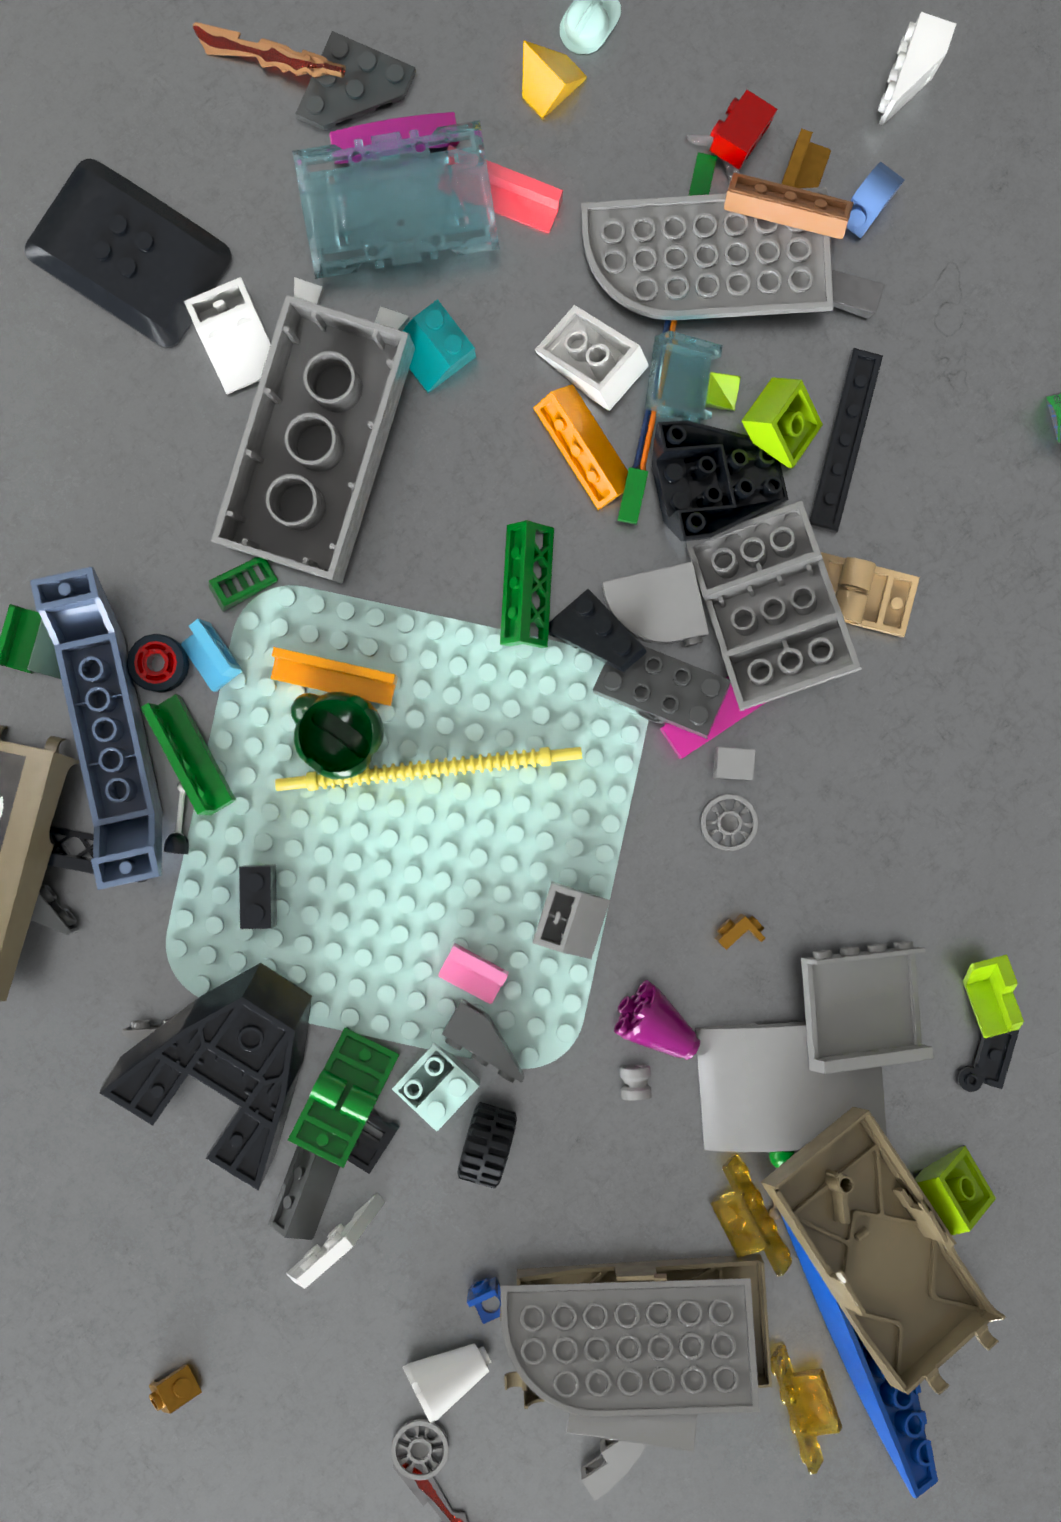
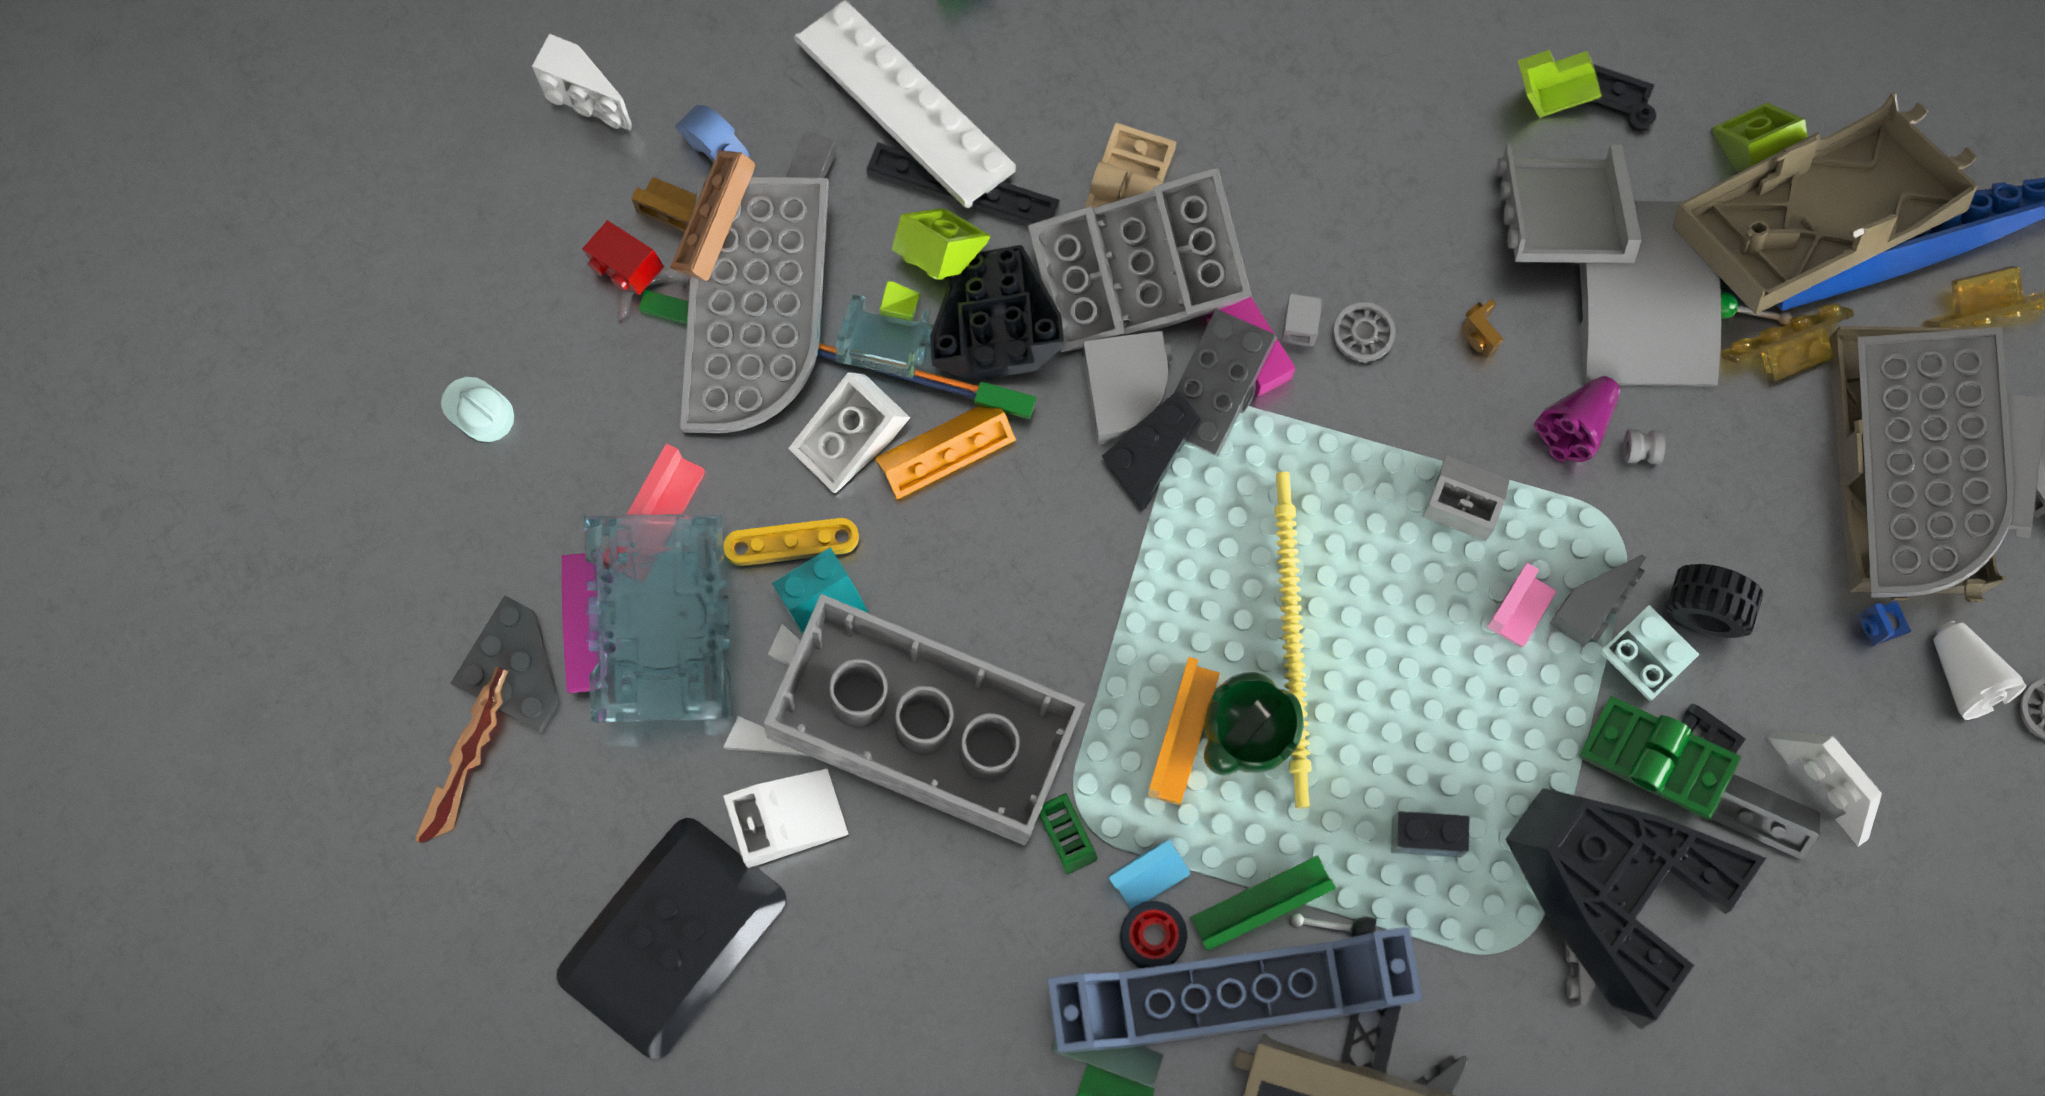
camera: 90 degrees left, 15 degrees down
(174, 1390) = (1998, 982): pearl gold bracket -> none
(484, 315) = (790, 541): none -> yellow plate
(522, 582) = (1093, 521): green fence -> none
(548, 78) = (537, 455): yellow slope -> none
(924, 376) = (906, 104): none -> white plate

